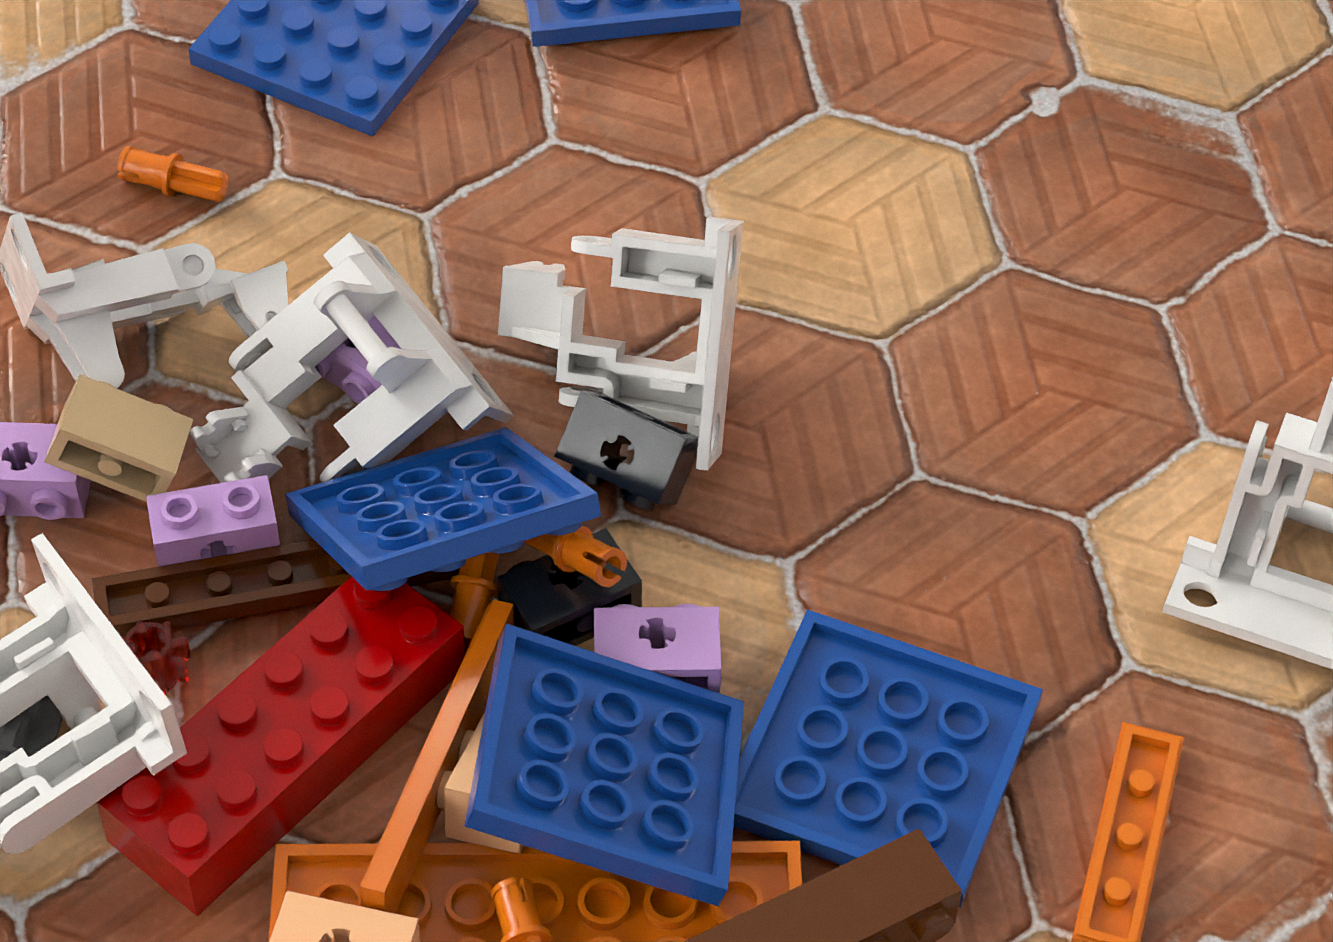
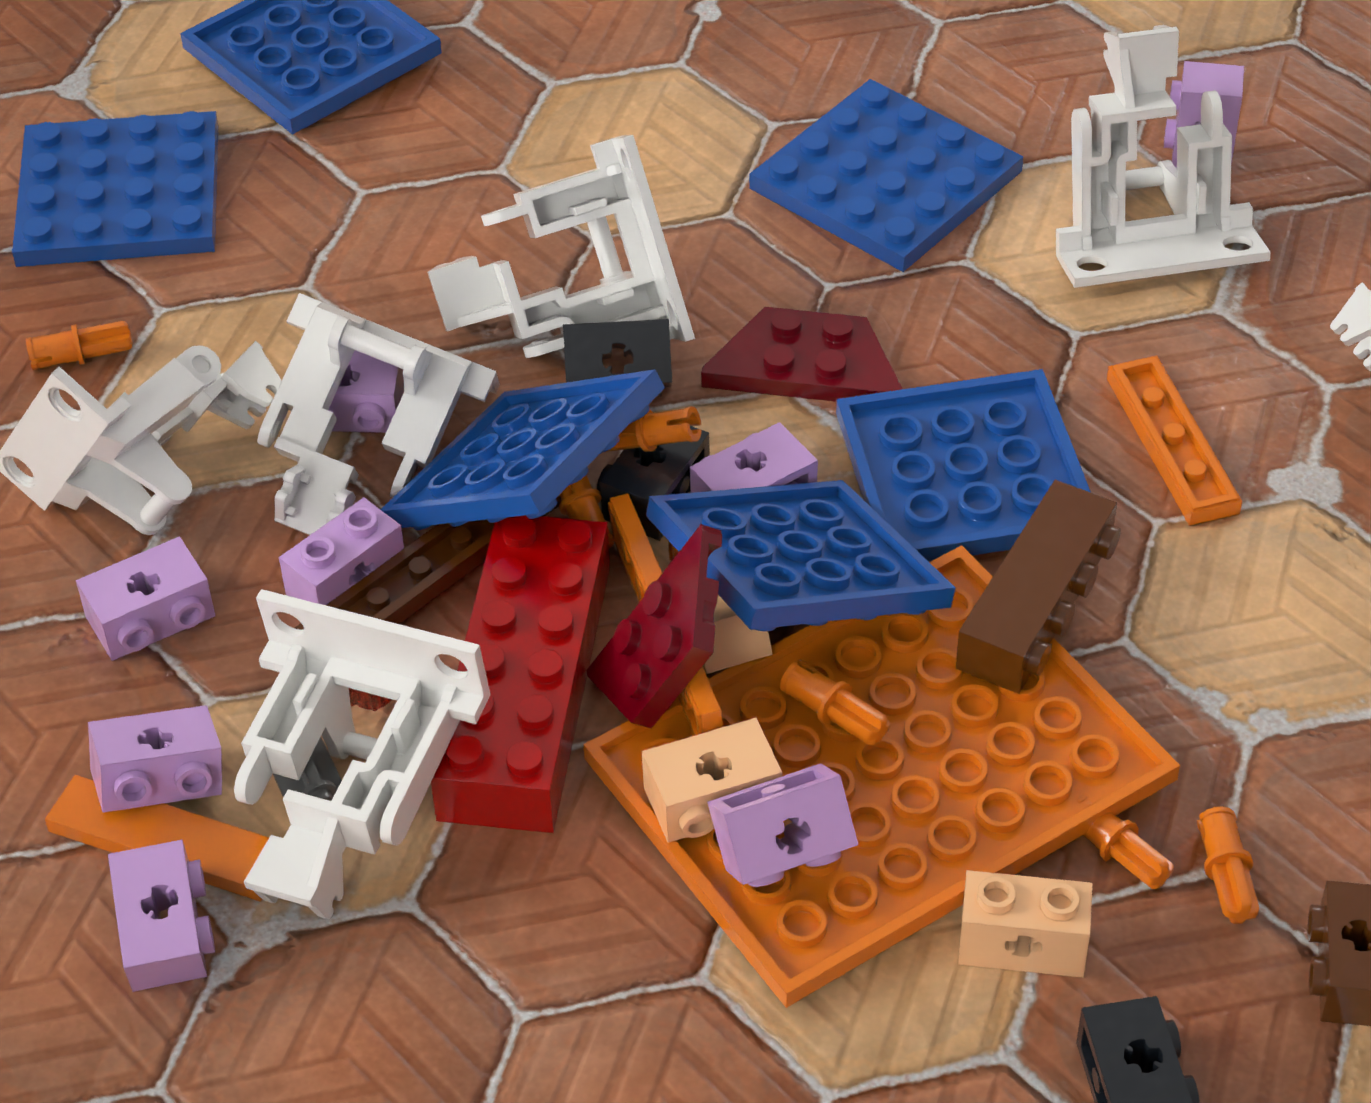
camera: 30 degrees left, 5 degrees down
(118, 439) = (222, 529): tan brick -> none
(394, 780) = (663, 637): none -> dark red wing
(823, 543) = (802, 357): none -> dark red wing
(1075, 380) = (886, 174): none -> blue plate

